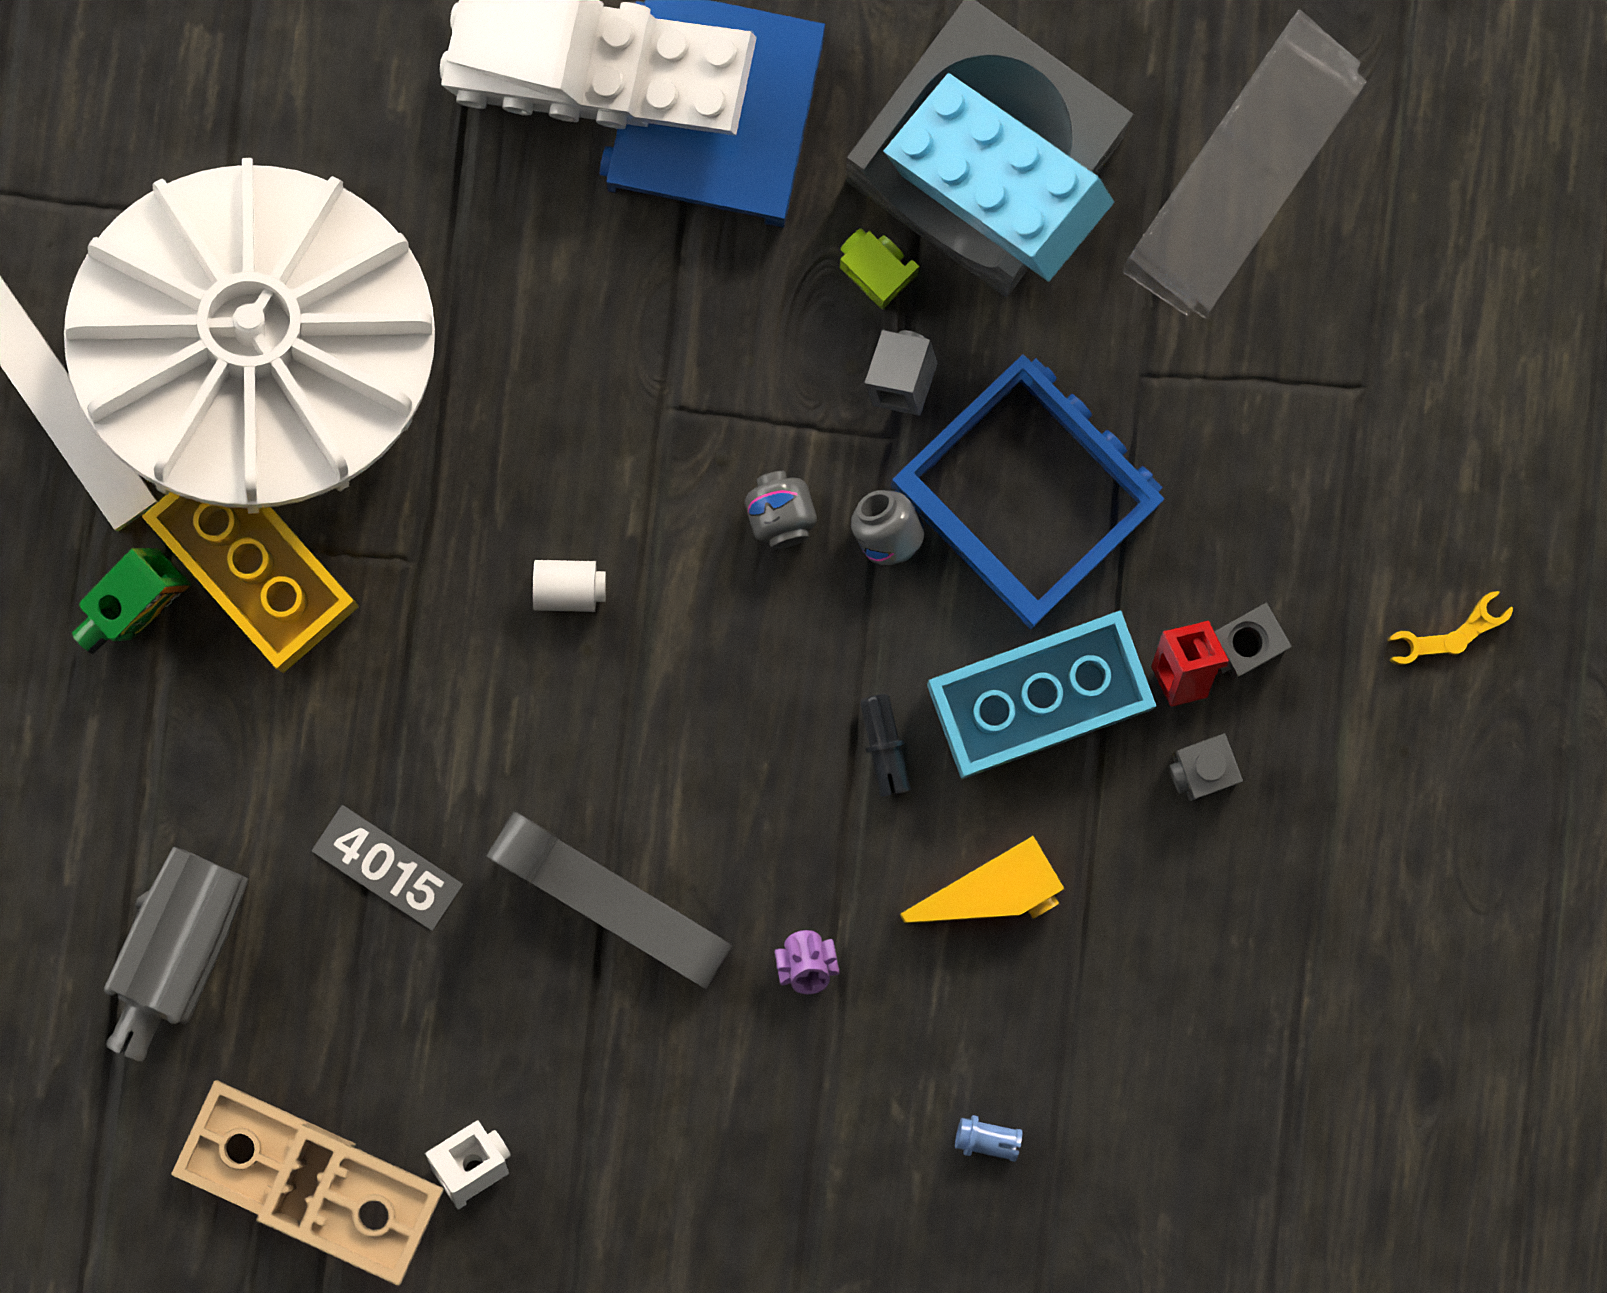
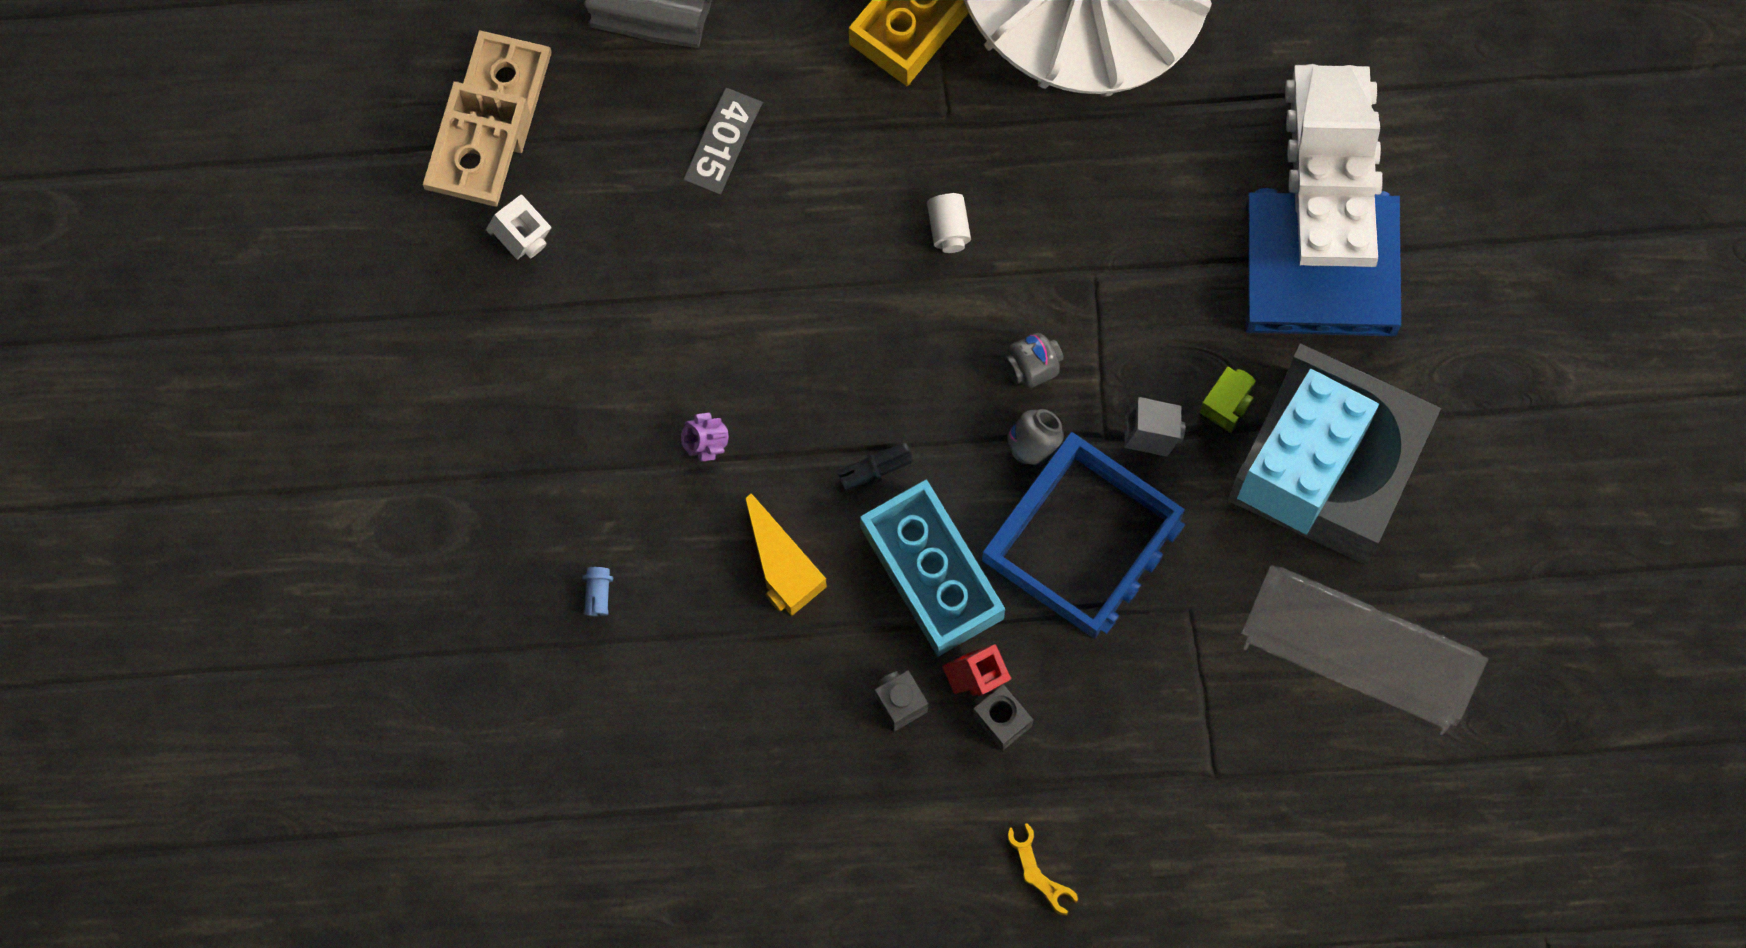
camera: 85 degrees right, 10 degrees down
(609, 900) = (750, 229): dark grey beam -> none

